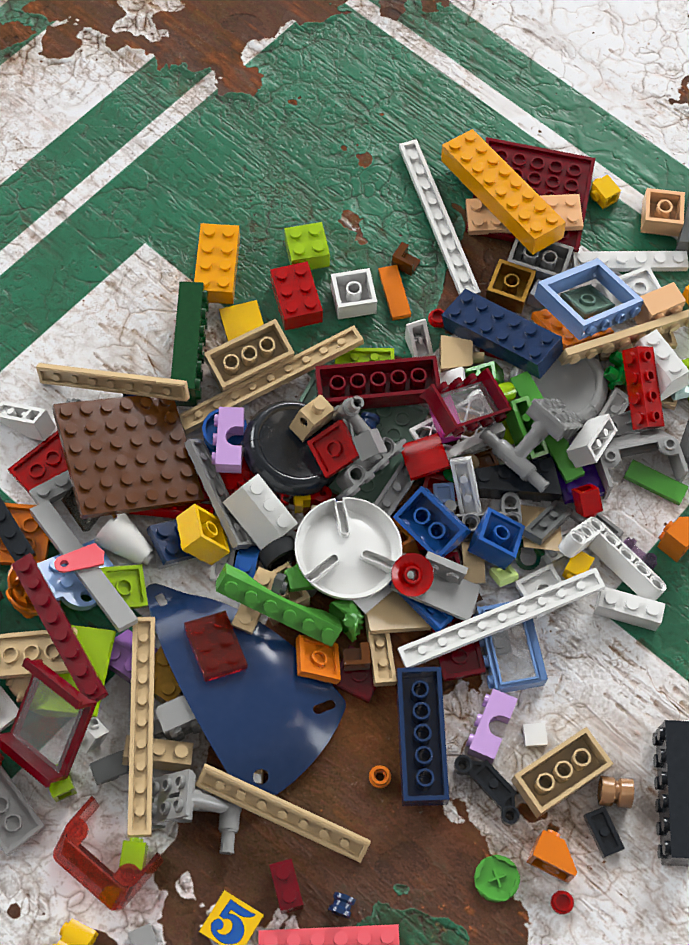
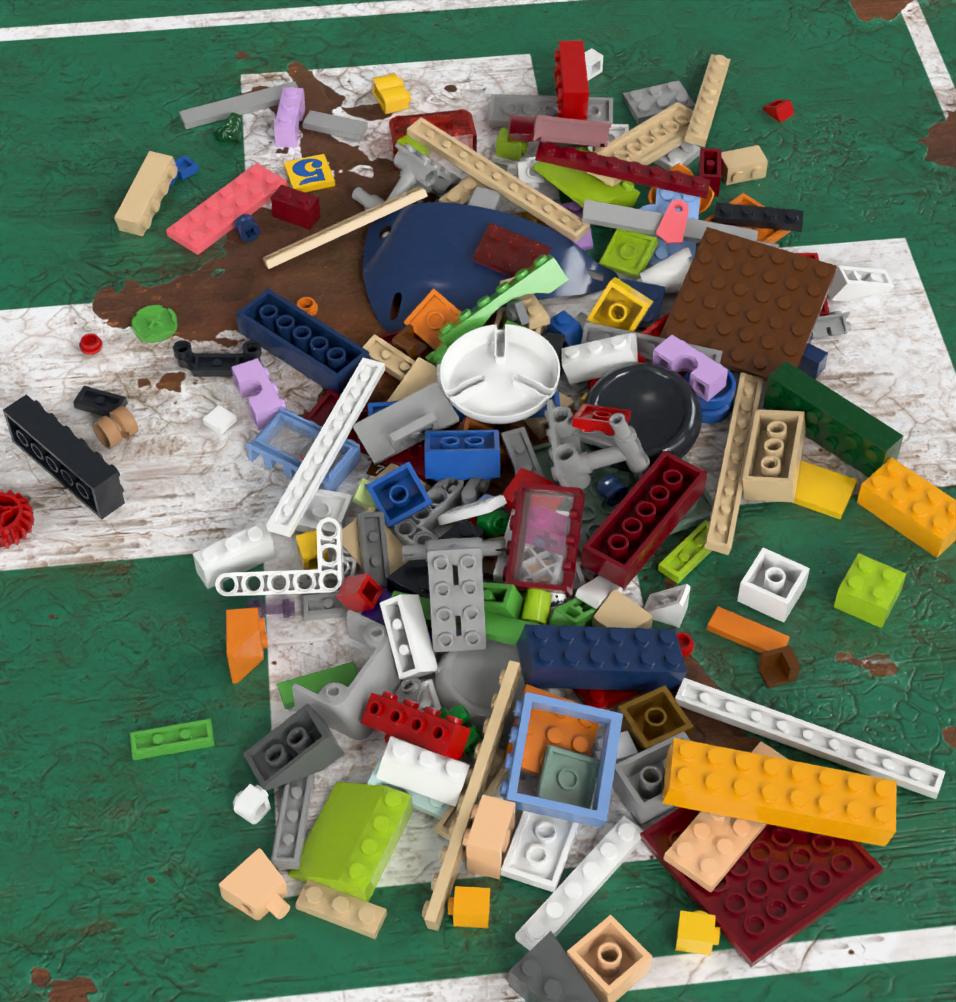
camera: 135 degrees right, 15 degrees down
(113, 382) = (833, 339): tan tile -> none
(296, 295) = (817, 542): red brick -> none
(317, 415) = (649, 419): tan torso -> none
(369, 445) = (574, 431): light grey brick -> none
(422, 572) = (429, 395): red dish -> none
(552, 856) = (121, 348): orange slope -> none
(561, 772) = (170, 403): tan brick -> none

